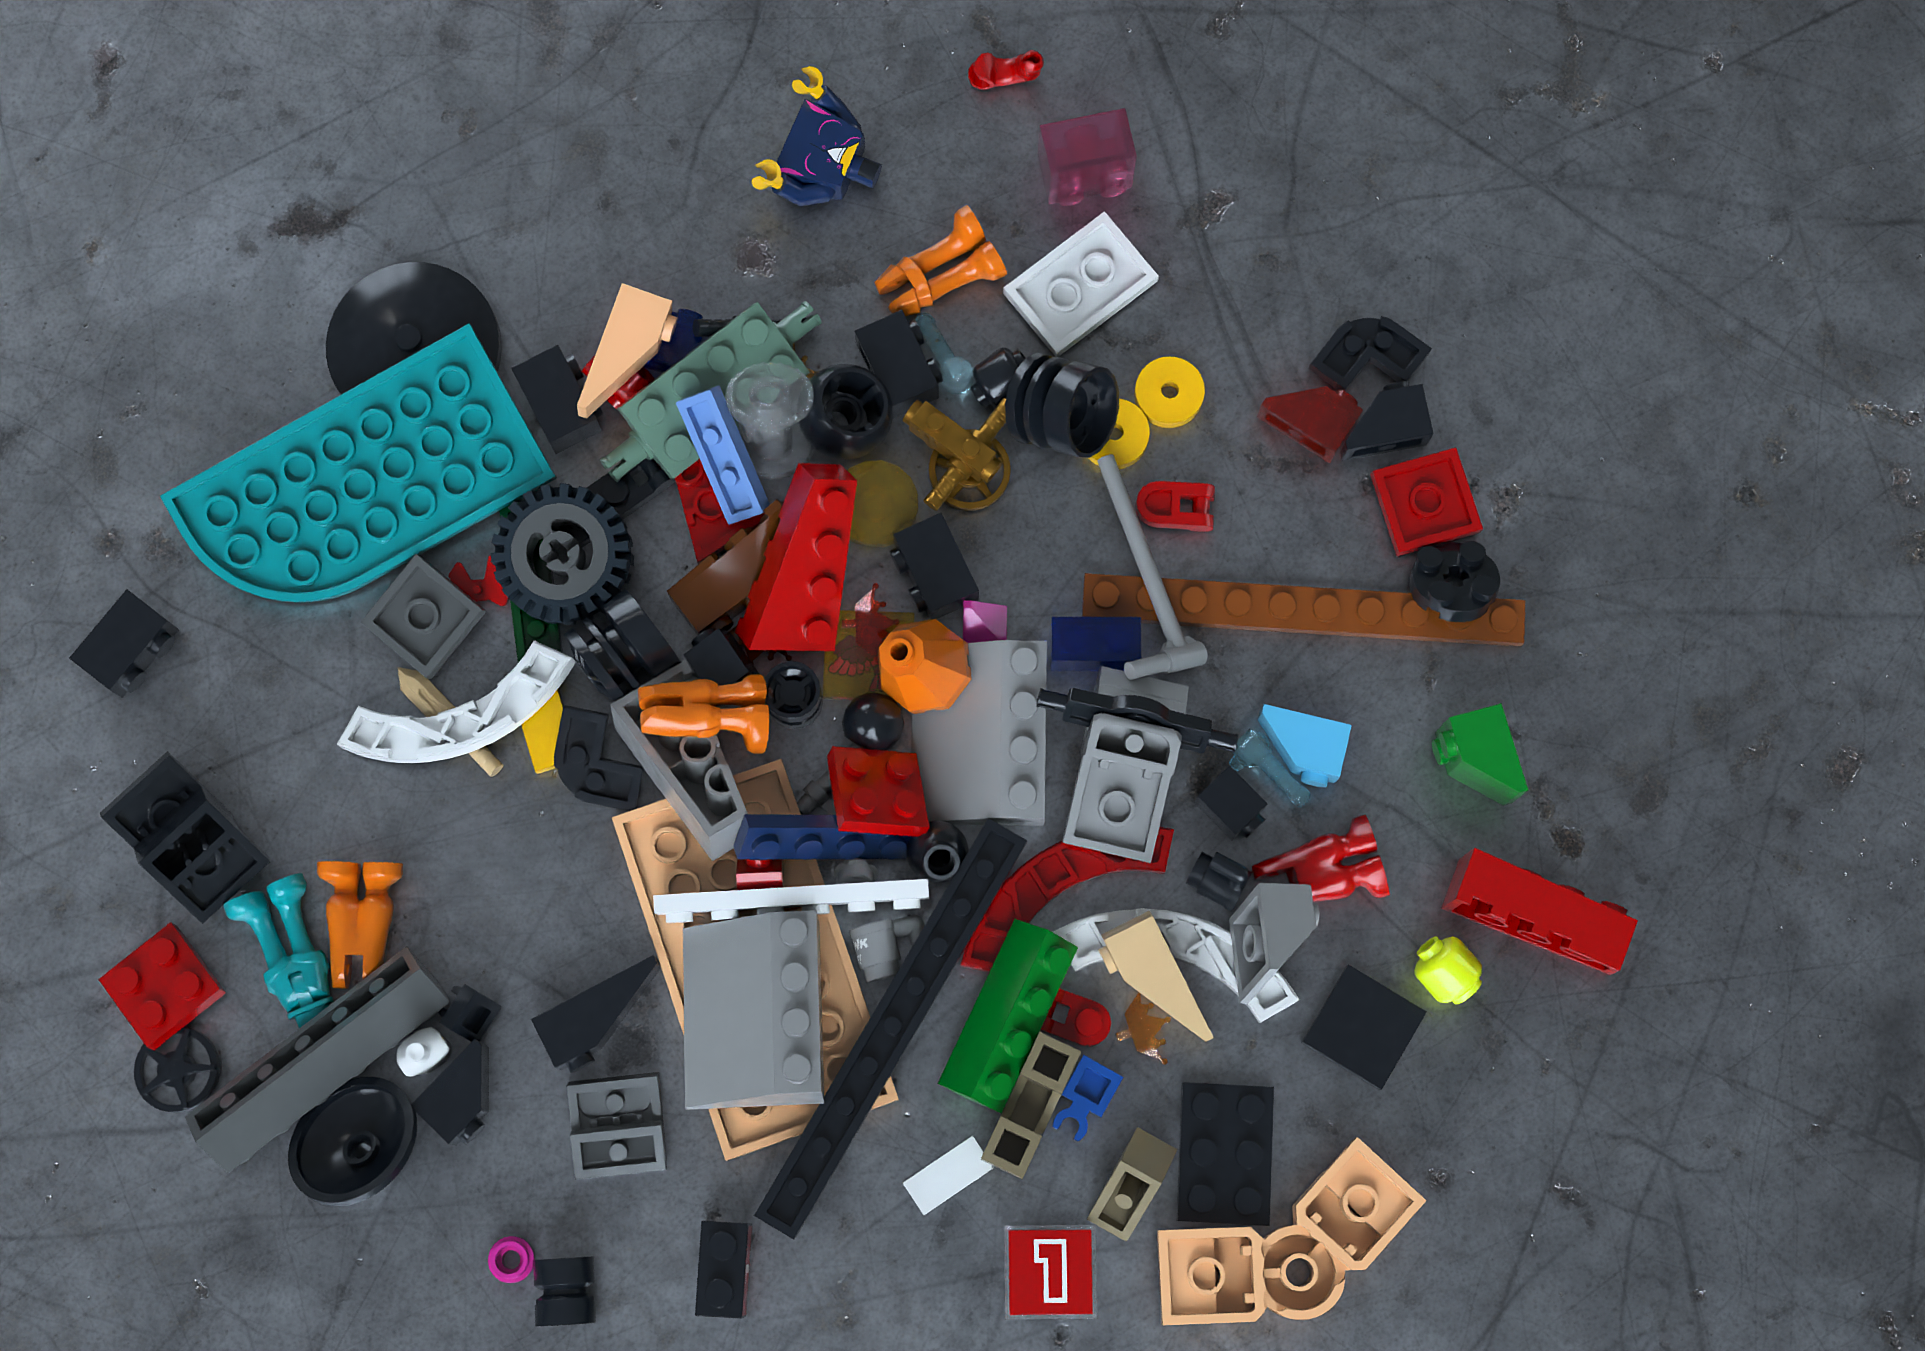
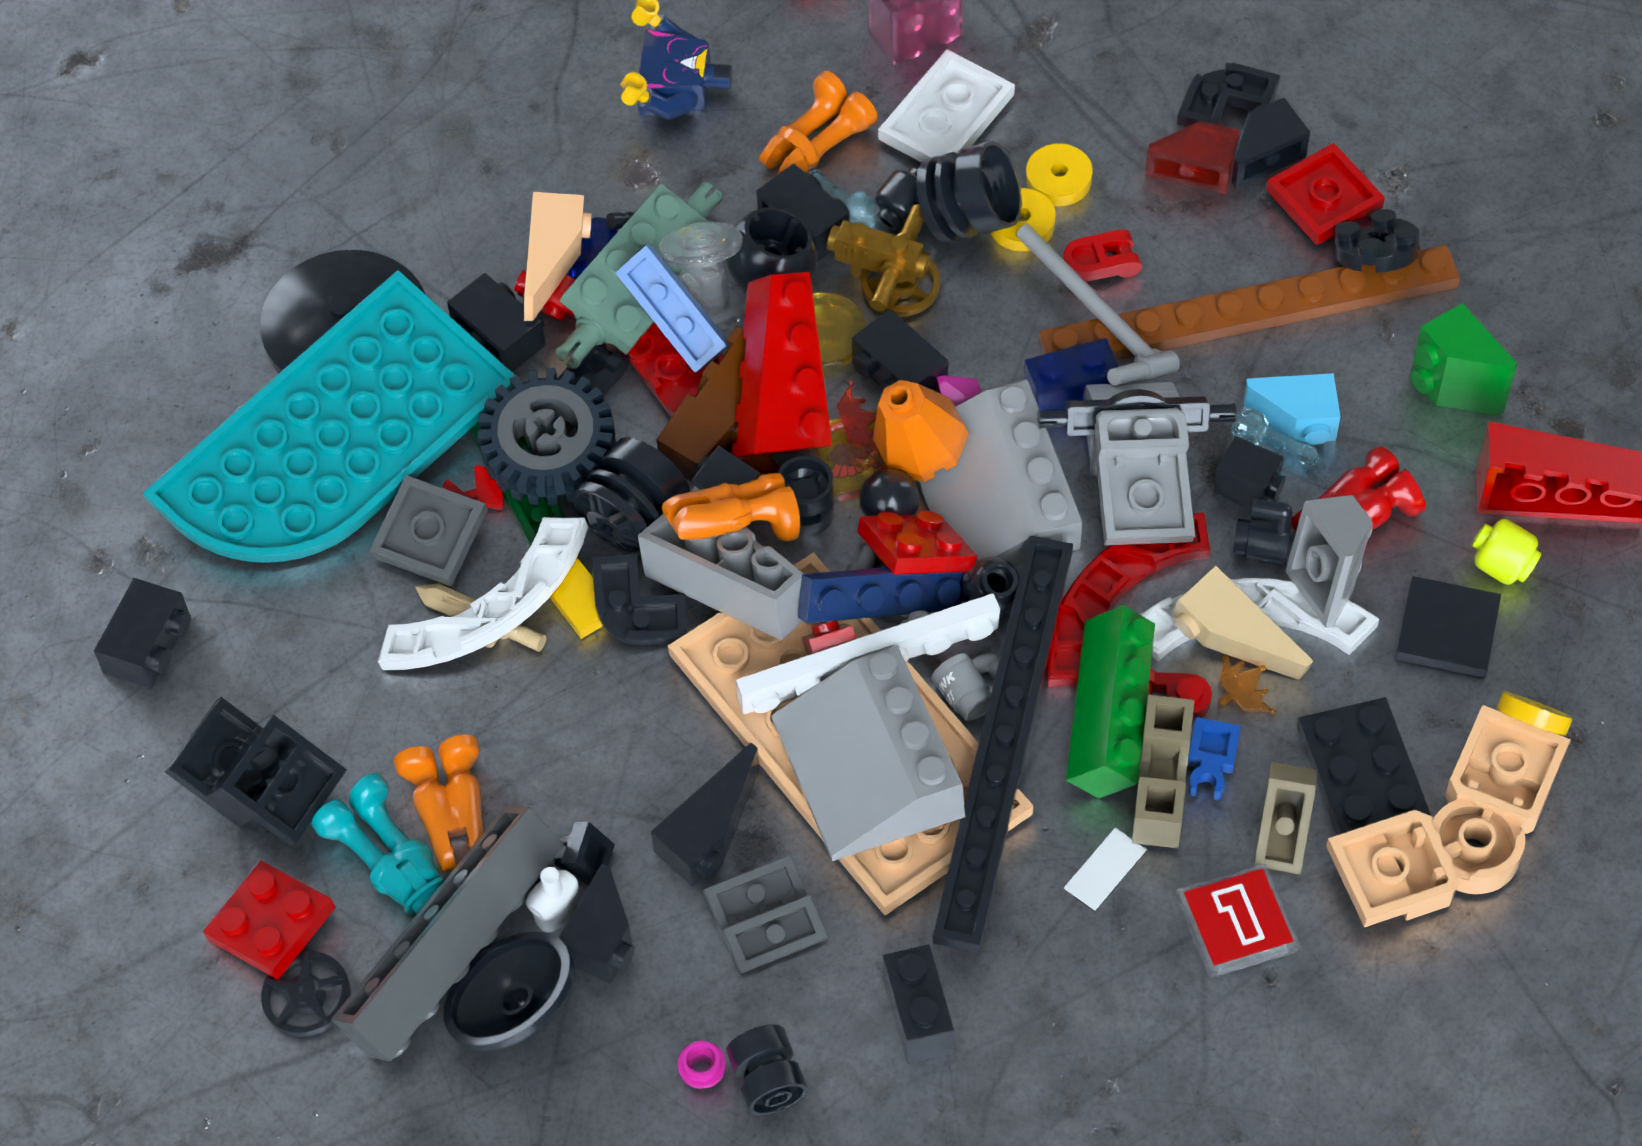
camera: 15 degrees left, 20 degrees down
(1405, 1157) = (1534, 713): none -> yellow piece

